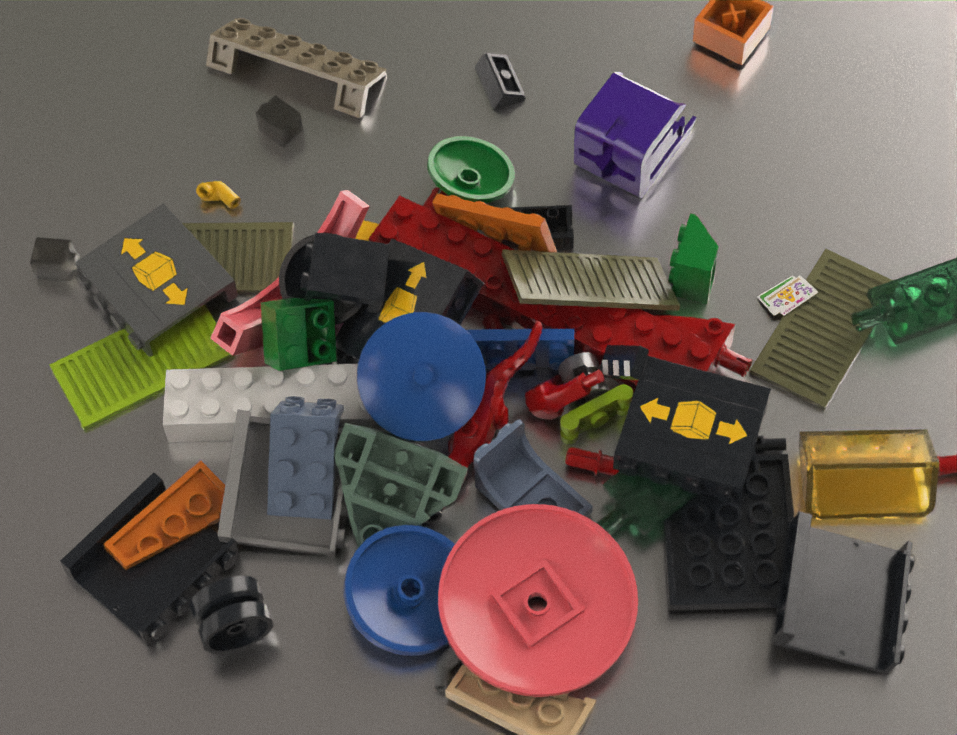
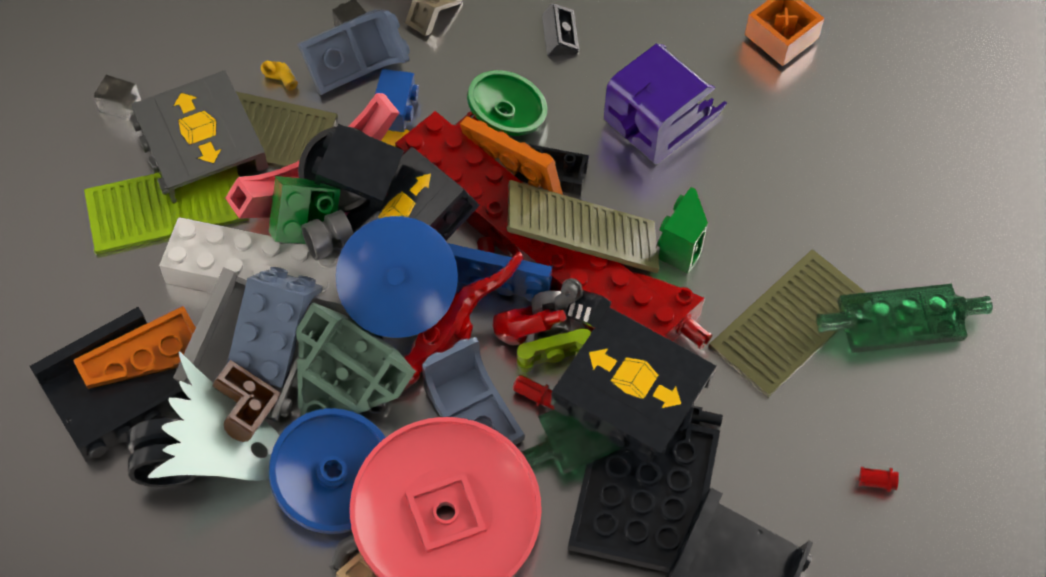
camera: 10 degrees right, 0 degrees up
(280, 581) = (204, 442): none -> light aqua piece
(293, 149) = (354, 49): none -> sand blue bracket
(306, 535) = (252, 397): none -> reddish brown brick
(330, 353) = (327, 235): none -> flat silver wheel
(351, 177) = (401, 91): none -> blue brick
(601, 350) = (570, 293): none -> dark grey arm
(787, 295) = (764, 283): white sticker -> none
(868, 473) = (790, 467): clear yellow windscreen -> none

